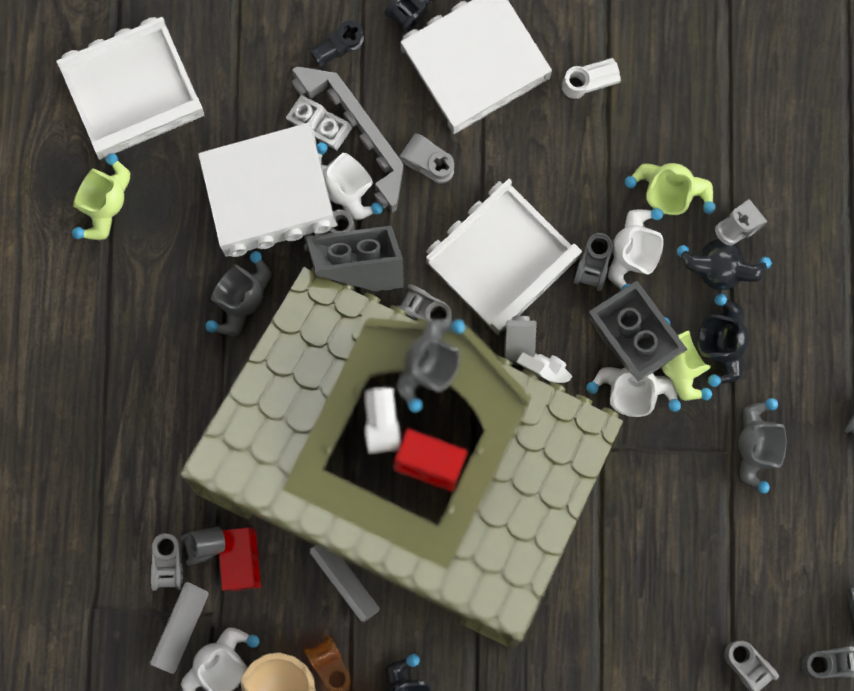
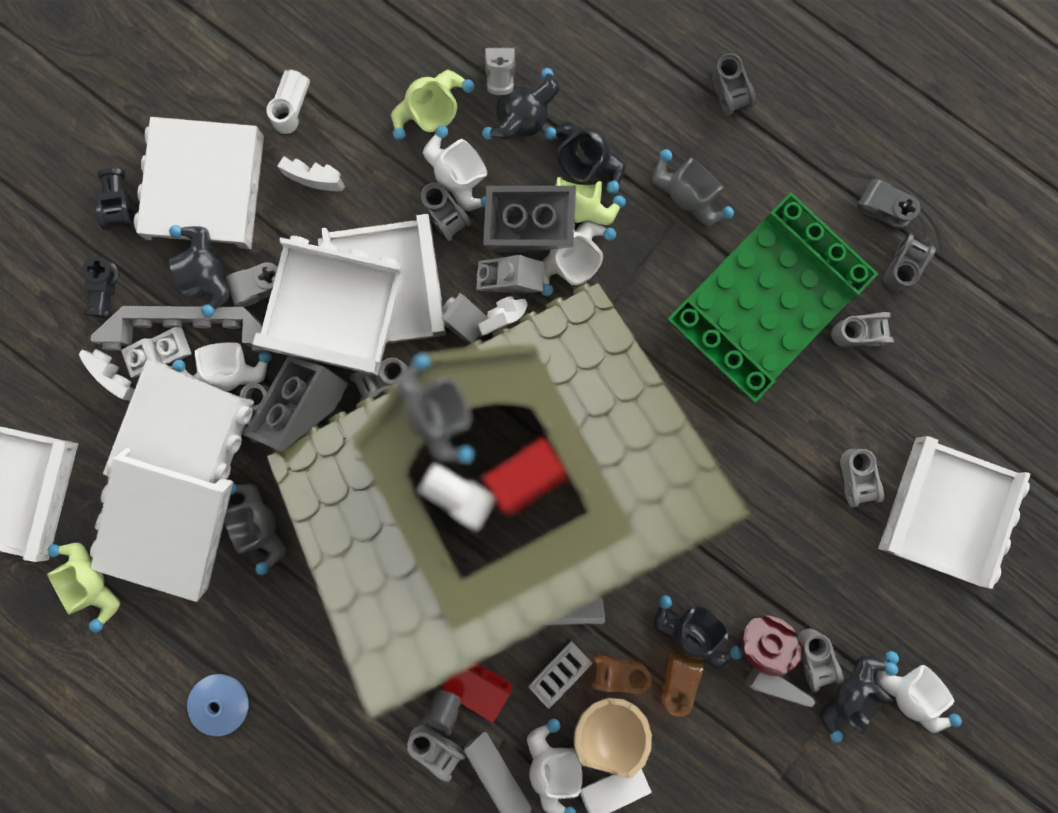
camera: 55 degrees left, 5 degrees up
(83, 384) = (232, 704): none -> medium blue dish
(190, 226) = (159, 527): none -> white panel
(271, 614) = (567, 682): none -> light grey slope
(275, 95) = (104, 372): none -> white slope
(408, 109) = (198, 269): none -> black piece
(453, 230) = (330, 306): none -> white panel
(548, 145) = (318, 177): none -> white slope
(582, 351) = (511, 275): none -> light grey slope
(718, 571) = (772, 297): none -> green slope

